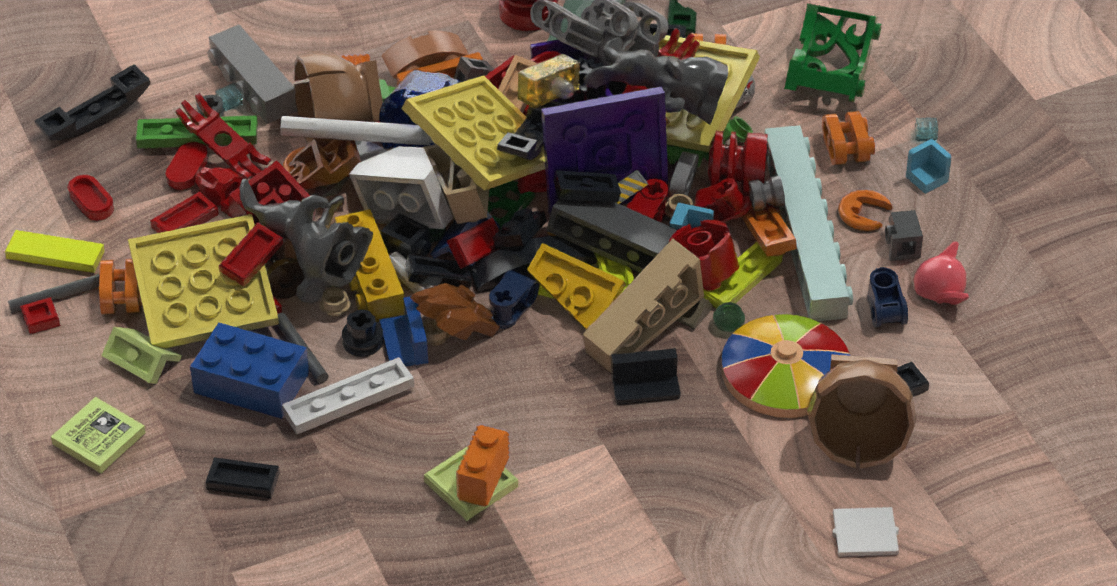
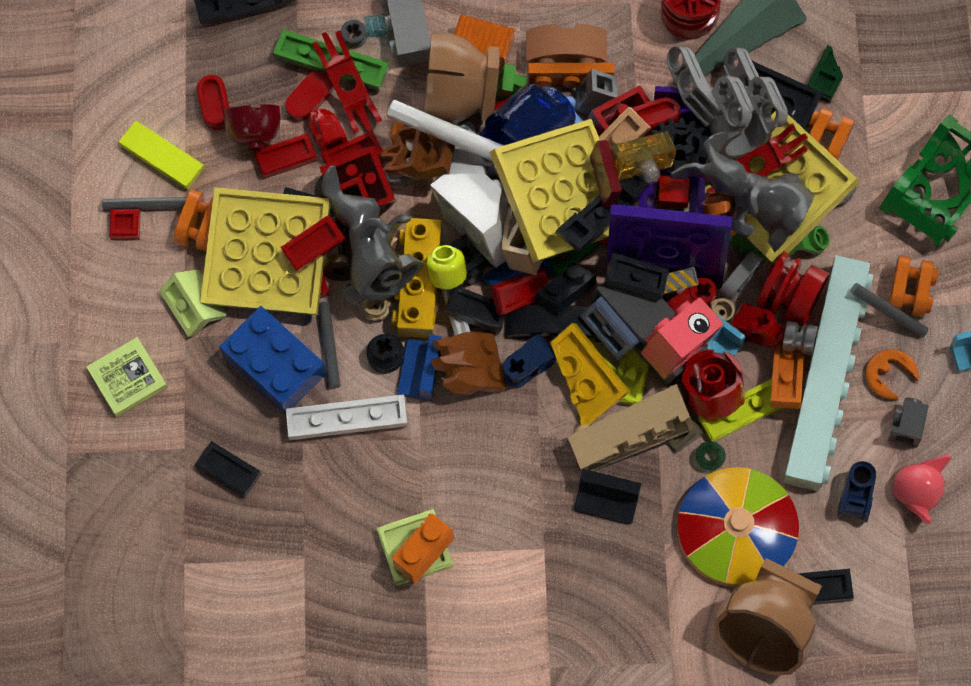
camera: 25 degrees right, 25 degrees up
(141, 191) = (252, 124): none -> dark red cylinder
(395, 235) = (446, 267): none -> neon yellow head
(520, 103) = (605, 173): none -> dark red tile
(603, 251) = (612, 326): none -> sand blue tile
(656, 212) = (680, 336): none -> coral brick
(837, 156) = (889, 310): none -> dark grey bar

